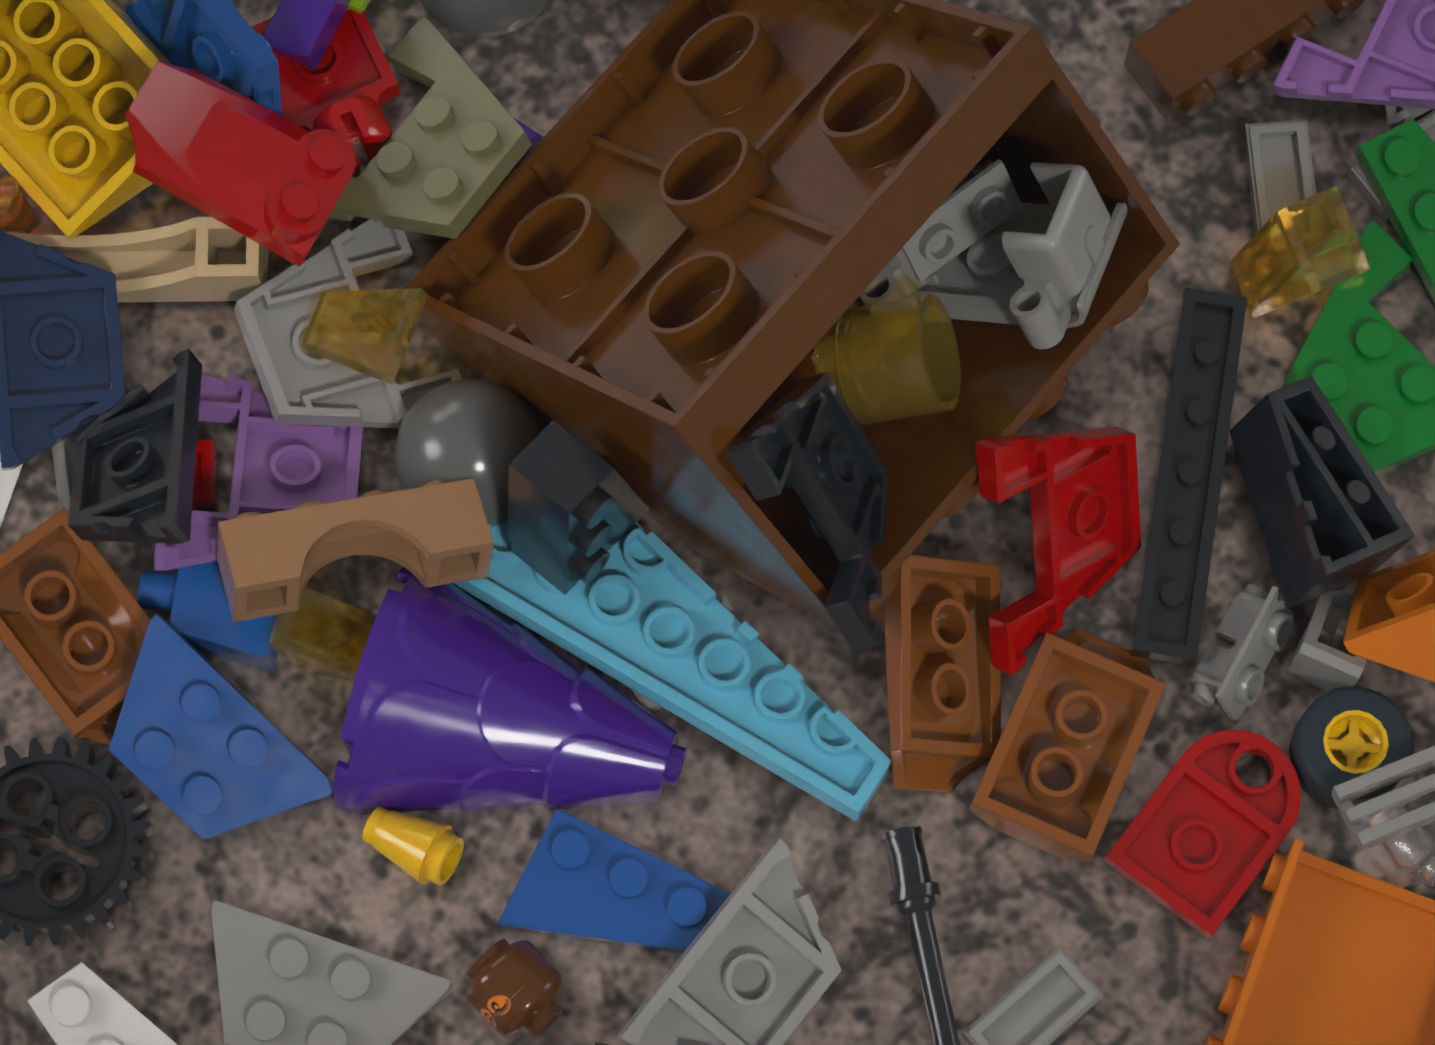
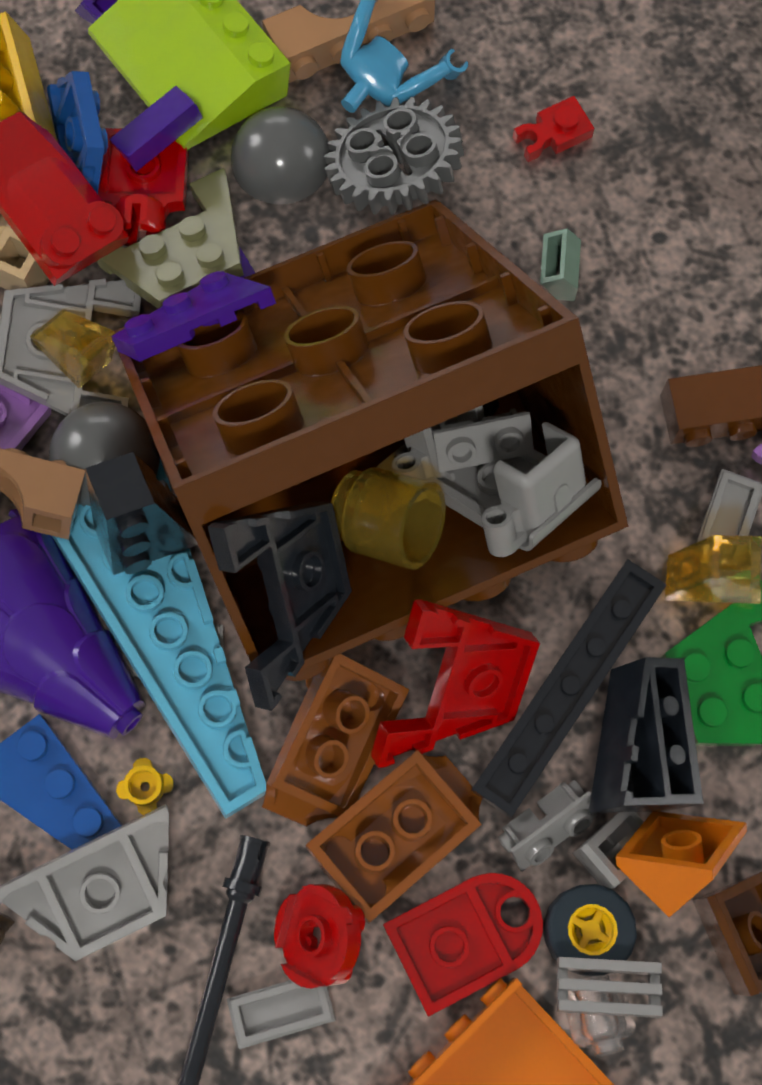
camera: 25 degrees right, 0 degrees up
(519, 201) = (181, 313): none -> dark purple wing
(720, 820) = (131, 786): none -> yellow plate
(1071, 895) = (340, 936): none -> red plate

